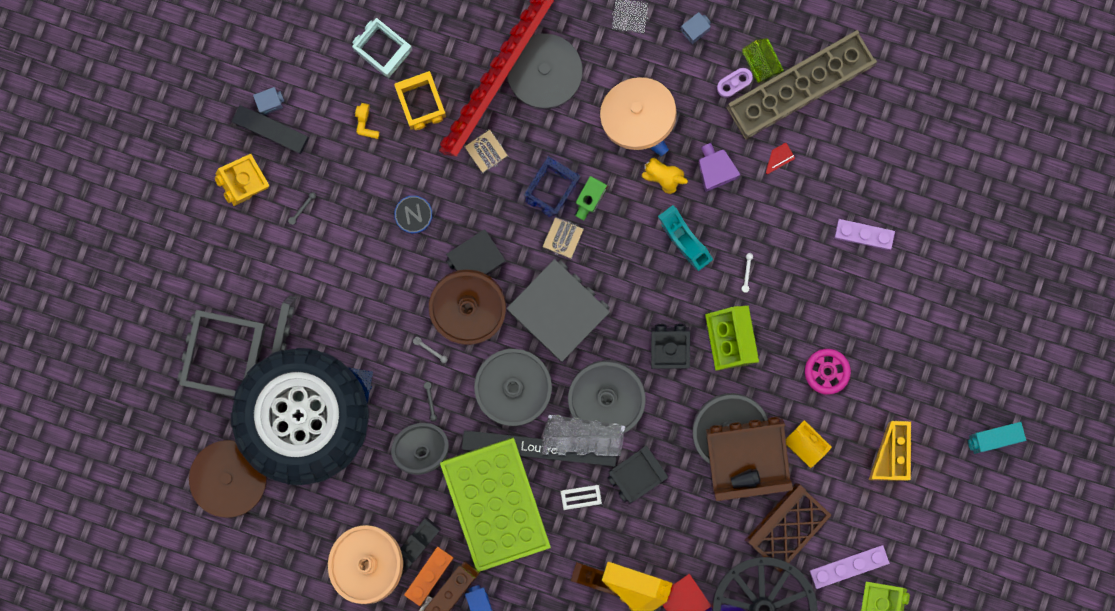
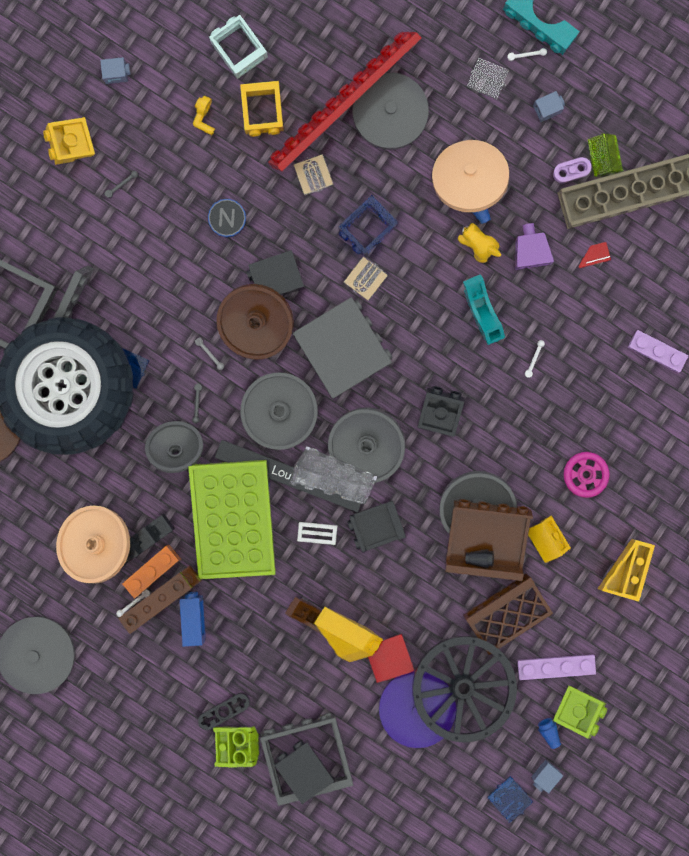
camera: 10 degrees right, 5 degrees up
(270, 129) = (109, 98): black slope -> none
(592, 188) = (408, 239): bright green torso -> none
(732, 337) = (503, 418): lime slope -> none

